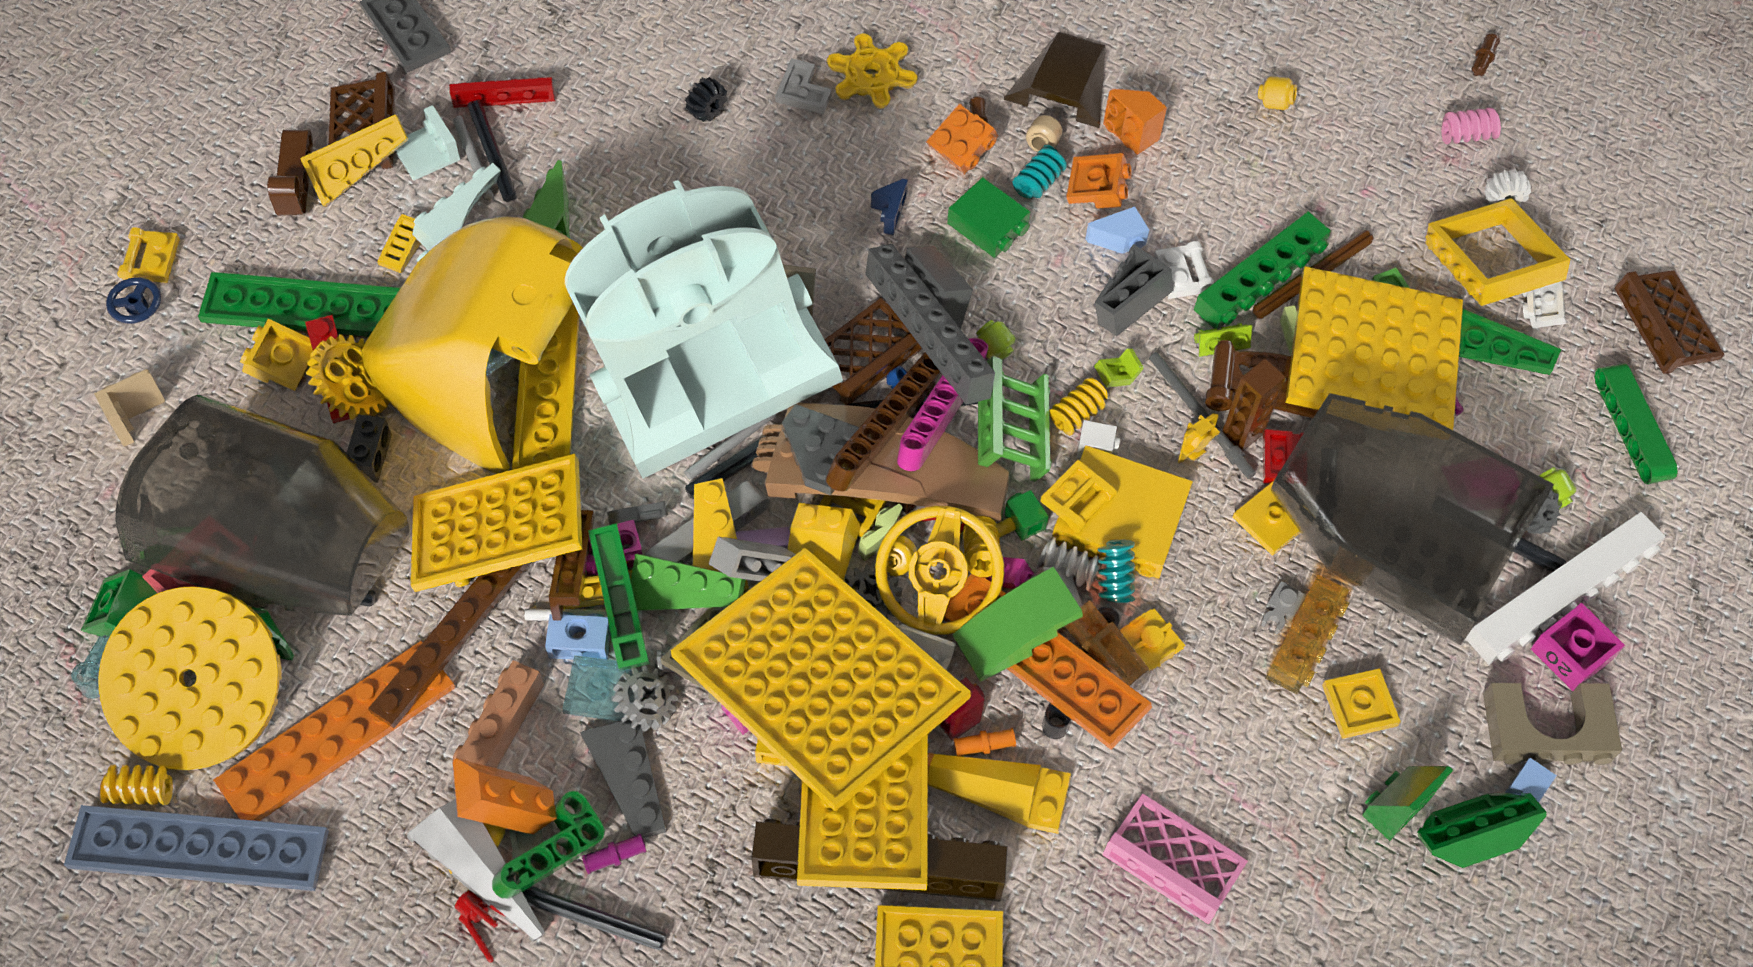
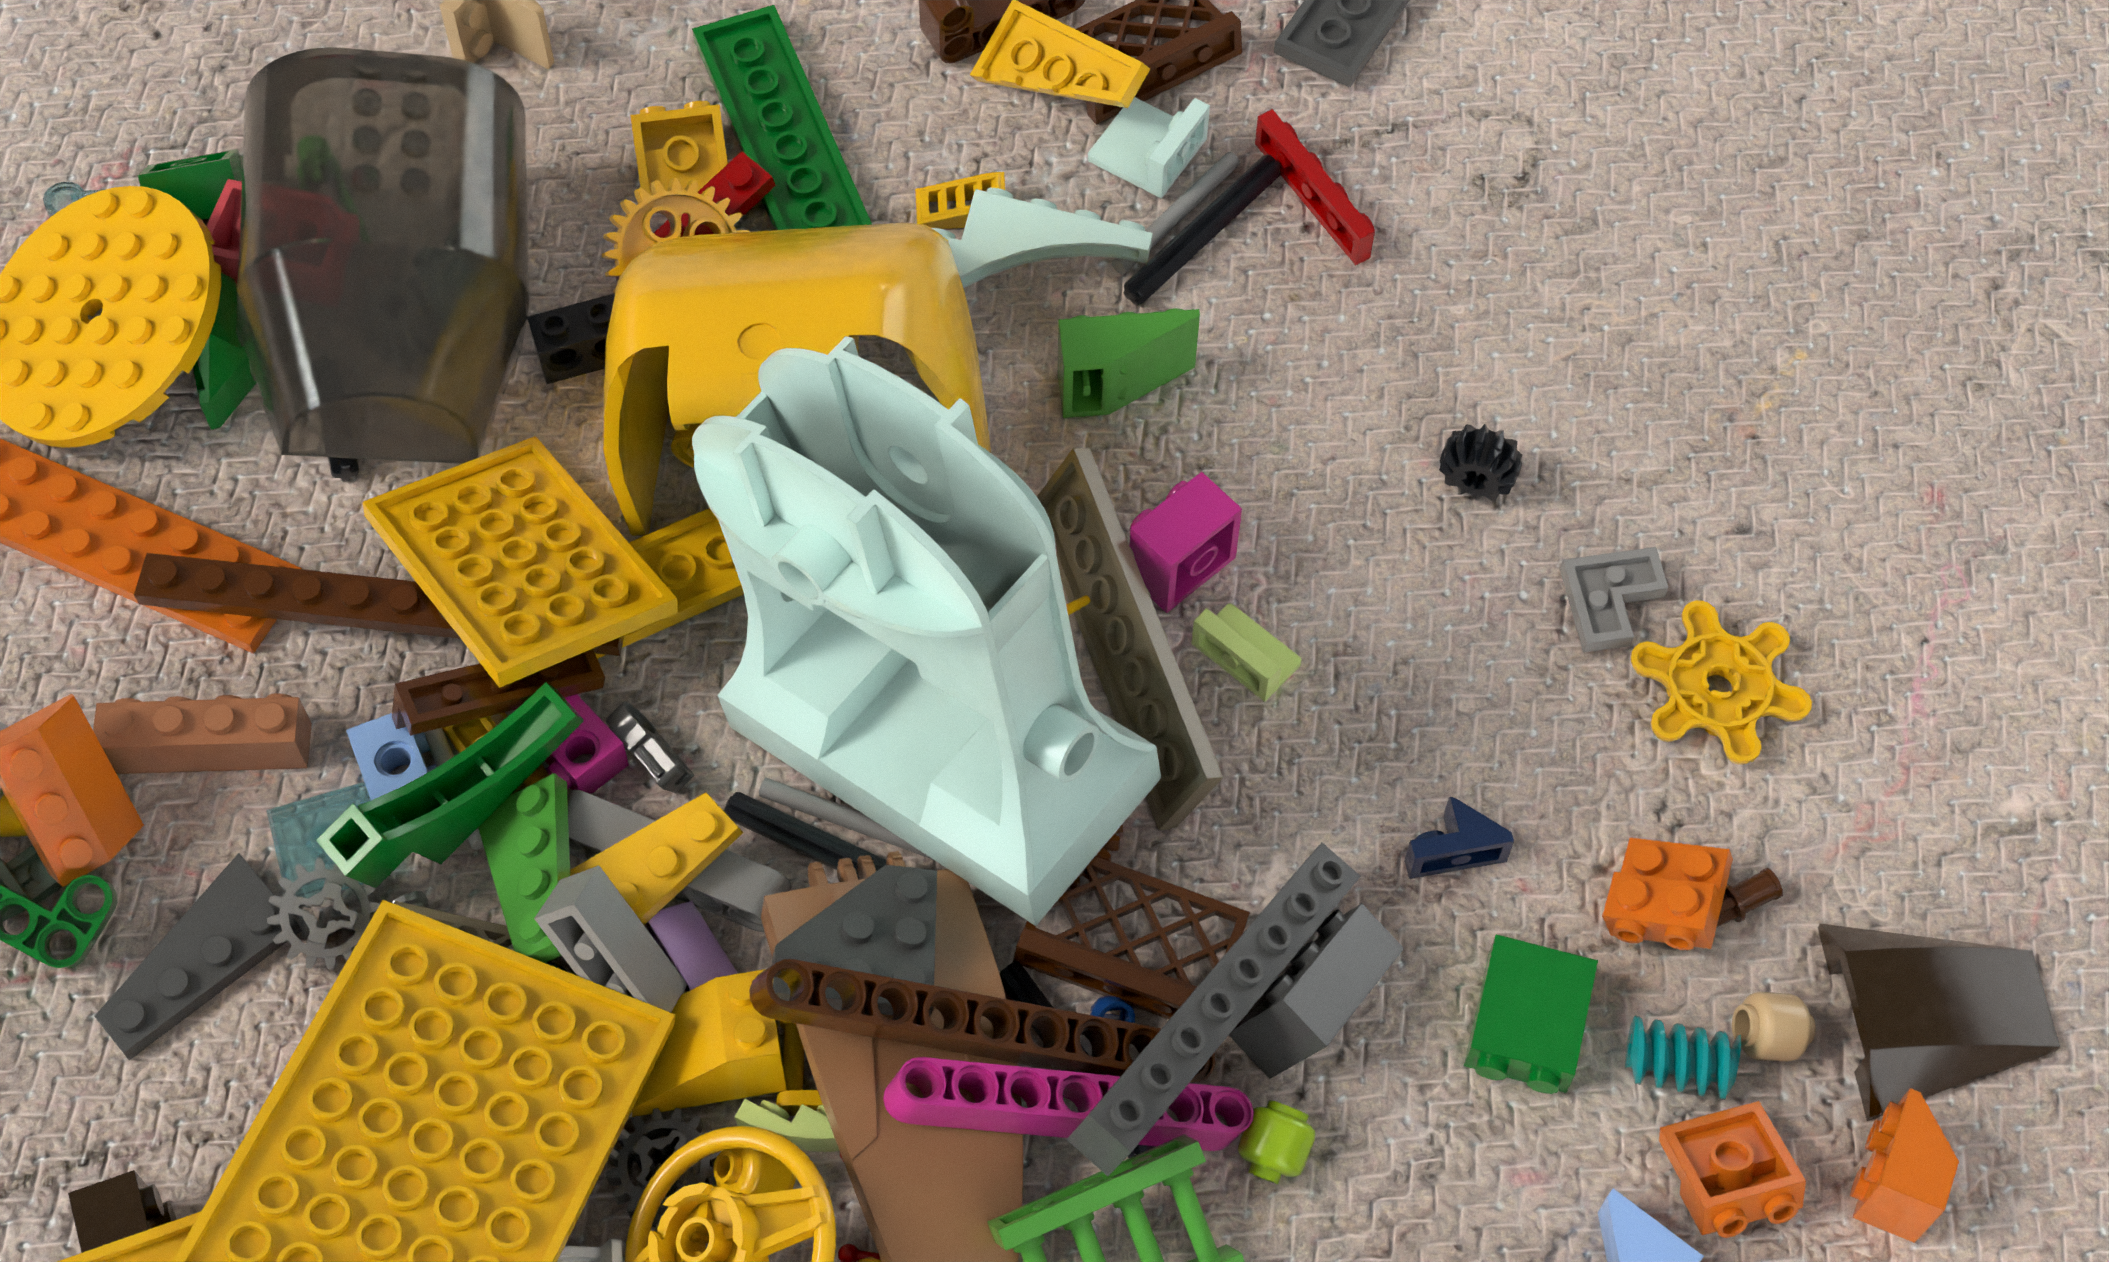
camera: 65 degrees right, 0 degrees up
(614, 853) = (54, 1001): magenta pin -> none

